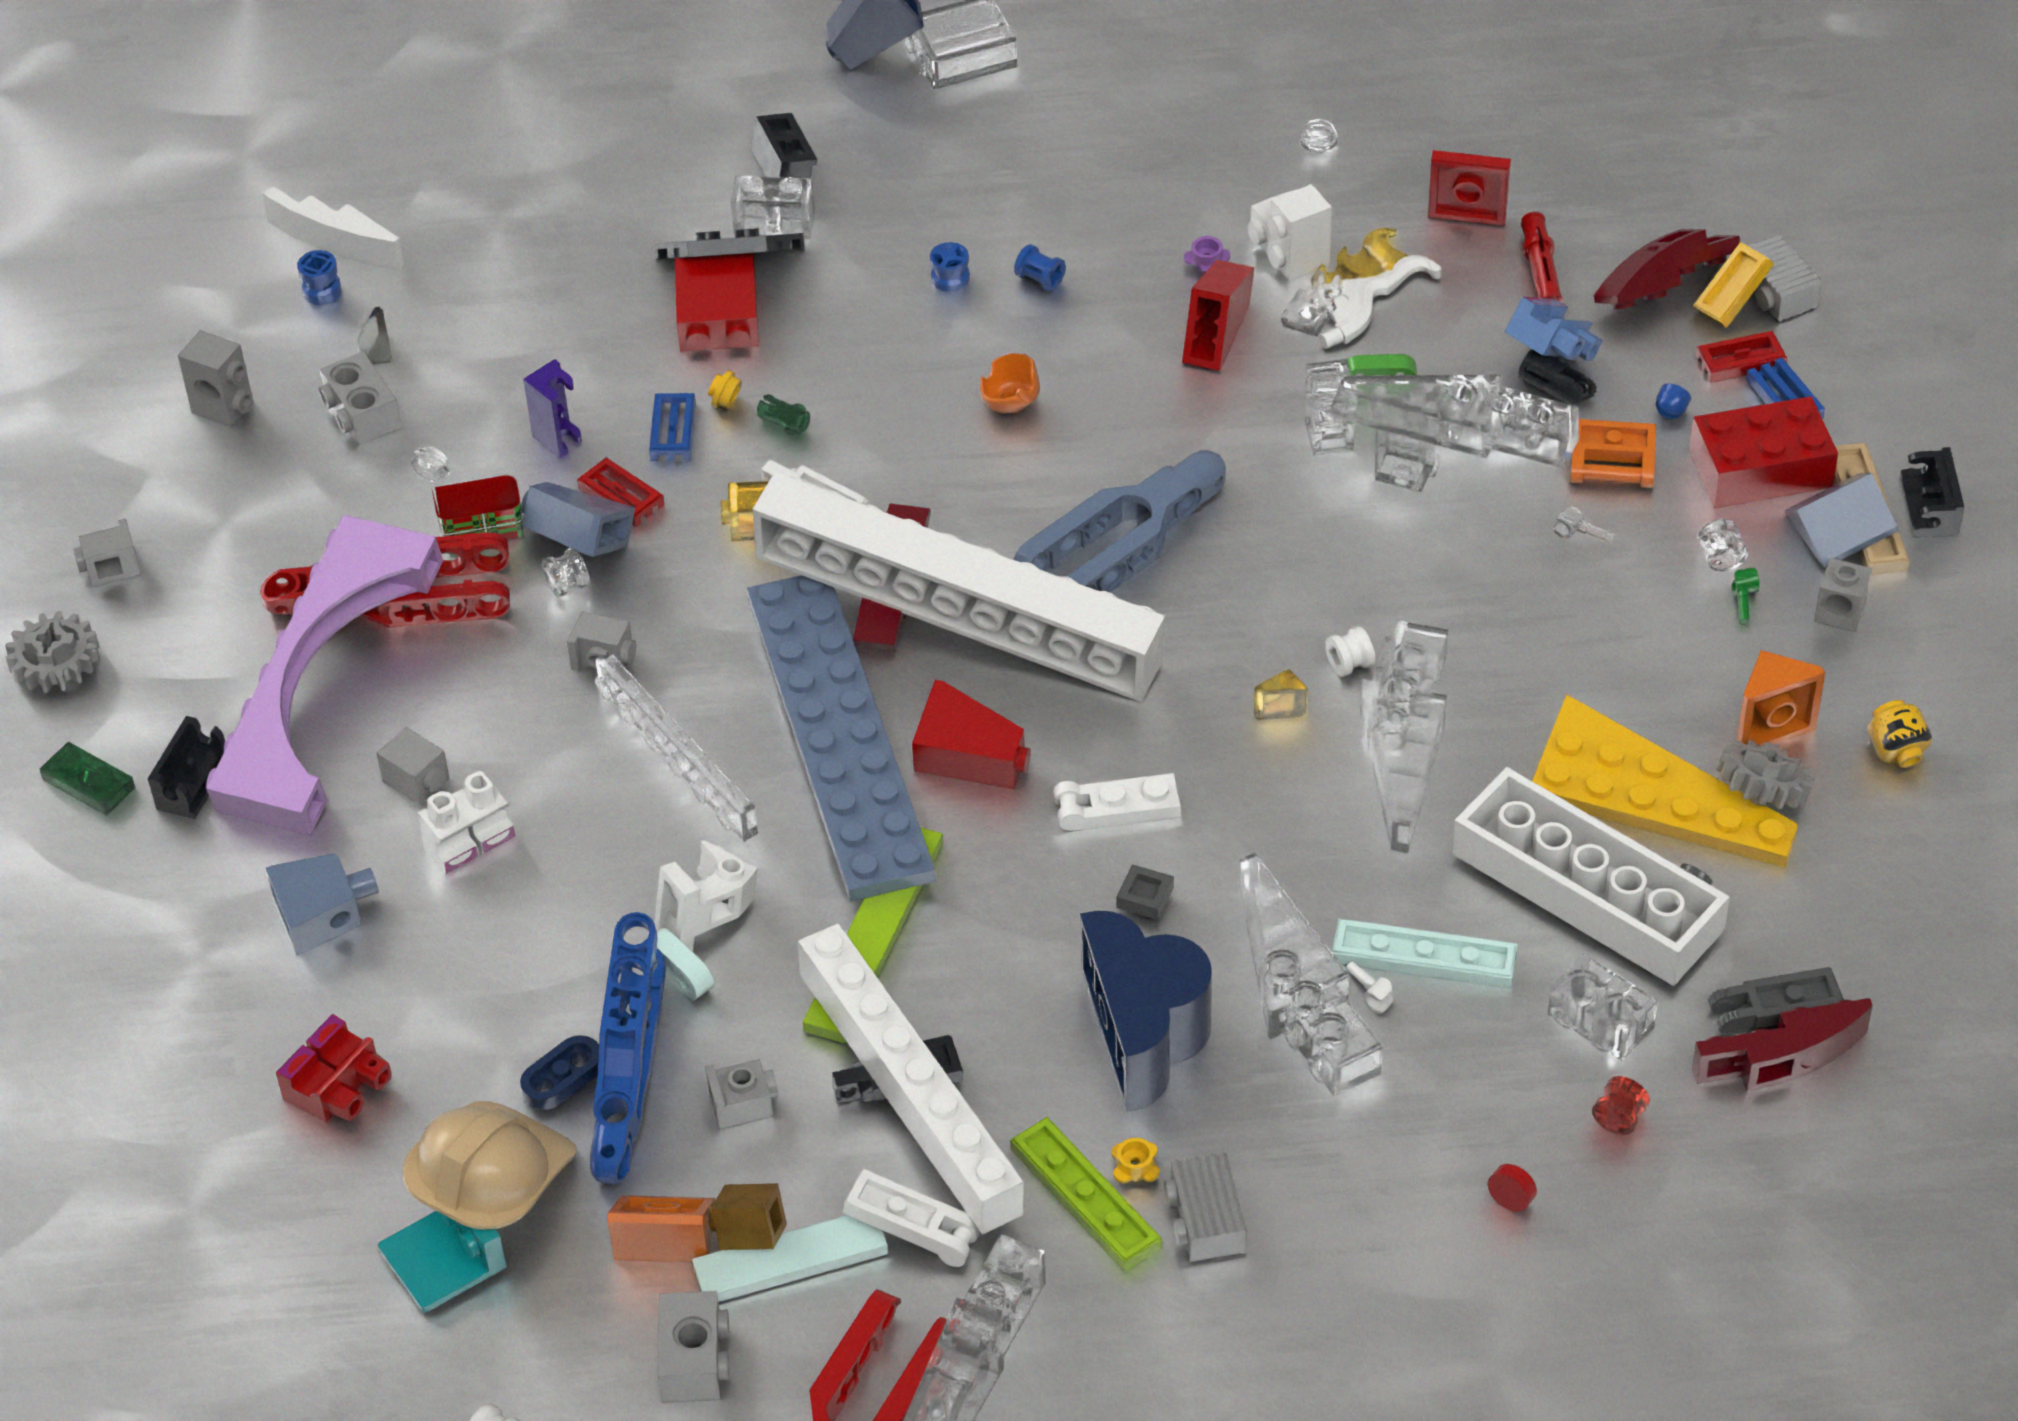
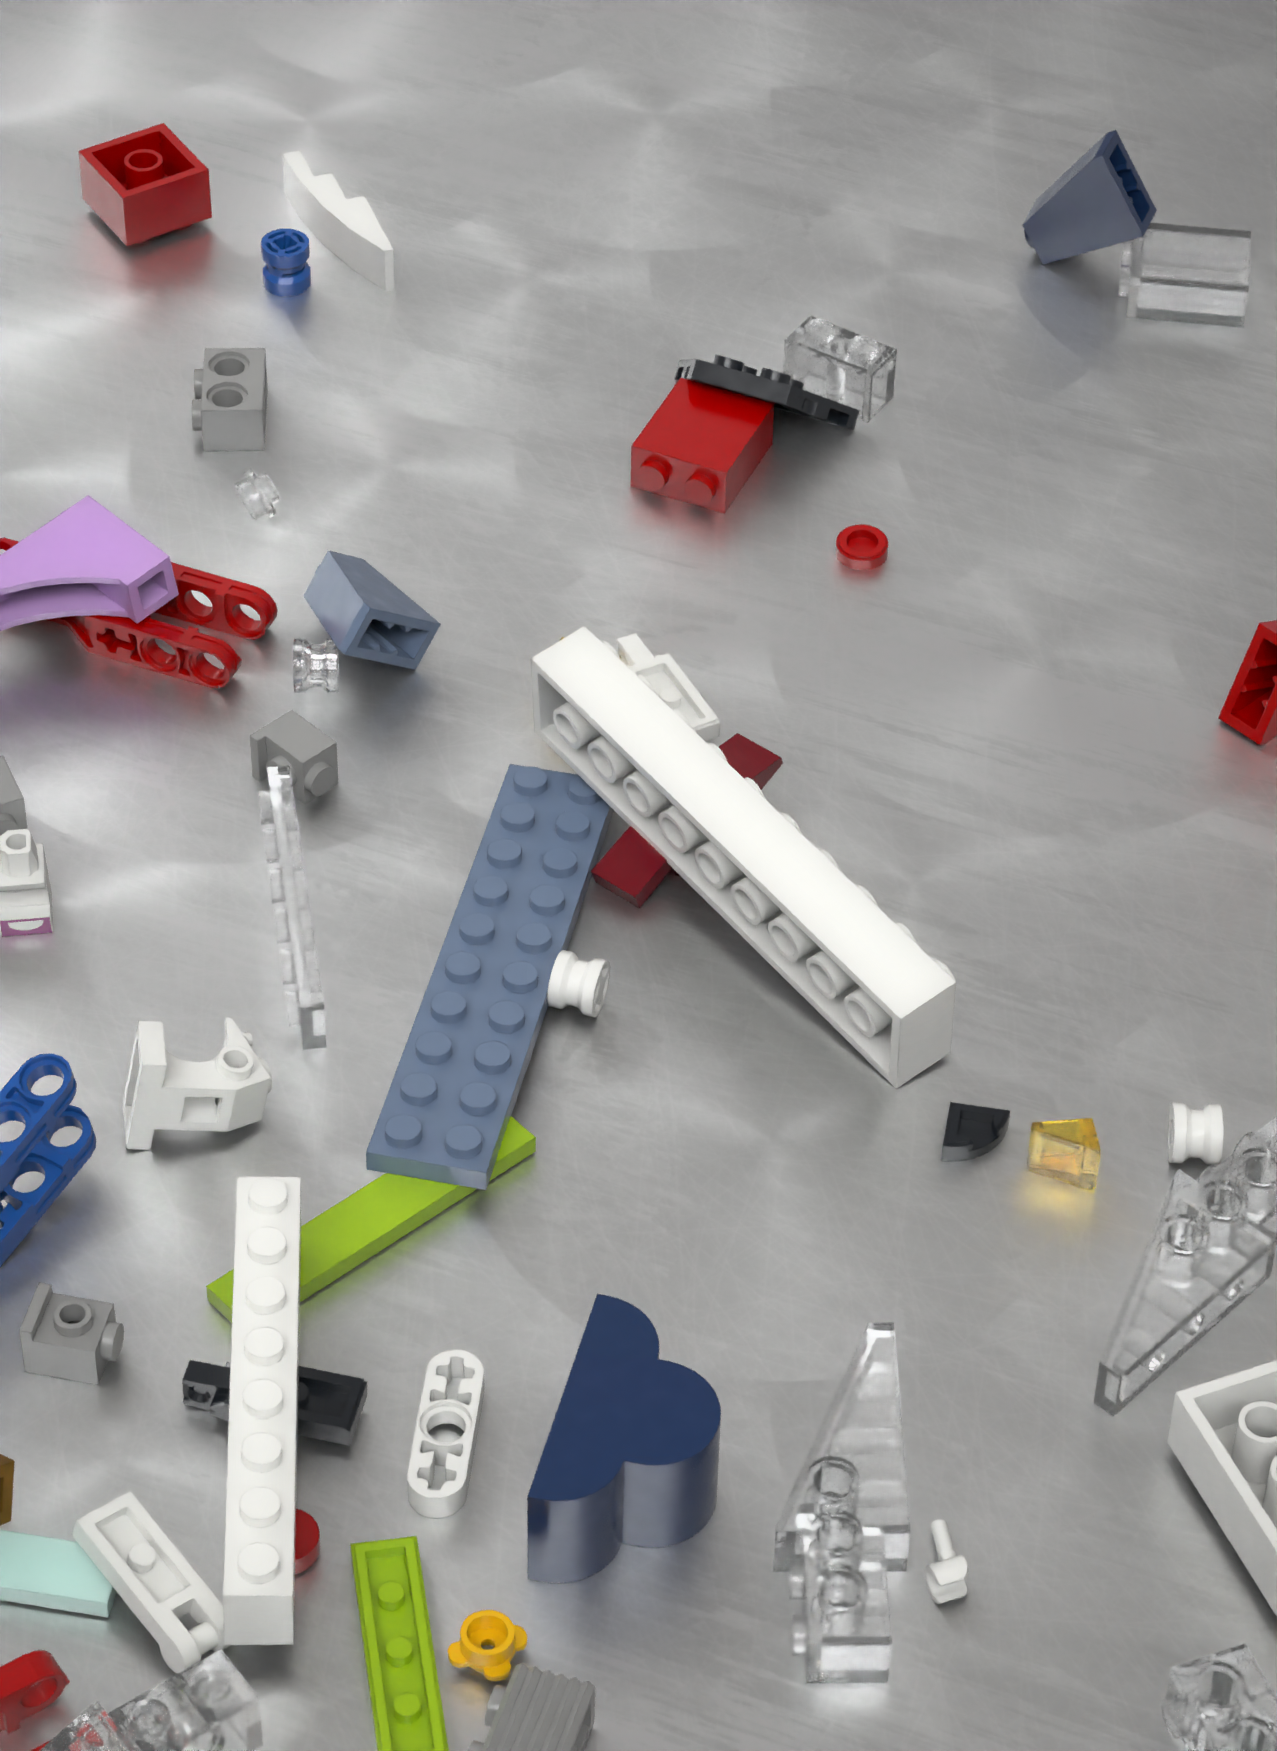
camera: 25 degrees right, 5 degrees down
(173, 256) = (145, 184): none -> red brick
(215, 378) = (88, 317): light grey brick -> none
(374, 338) = (301, 348): clear smoke slope -> none
(480, 507) = (269, 557): red piece -> none
(549, 407) = (424, 480): dark purple hinge -> none
(598, 485) = (458, 630): red tile -> none
(672, 448) = (568, 562): blue tile -> none
(683, 967) = (113, 1153): light aqua beam -> none
(724, 389) = (643, 541): yellow plate -> none
(782, 147) = (897, 310): black hinge -> none
(791, 417) = (699, 600): clear green pin -> none
(871, 334) = (861, 547): none -> red tile
(900, 718) = (578, 983): none -> white wheel
(949, 266) = (1003, 507): blue wheel -> none
(968, 740) = (638, 1040): red slope -> none
(1011, 384) = (983, 662): orange hair -> none
(1016, 1063) = (454, 1455): none -> white beam
(1039, 267) = (1111, 546): blue bush -> none
(1117, 802) = (778, 1192): white plate -> none
(1145, 892) = (732, 1315): dark grey plate -> none
(1168, 495) = (1063, 861): sand blue piece -> none
(1208, 709) = (973, 1131): none -> black tile
(1425, 953) = (1048, 1553): light aqua tile -> none

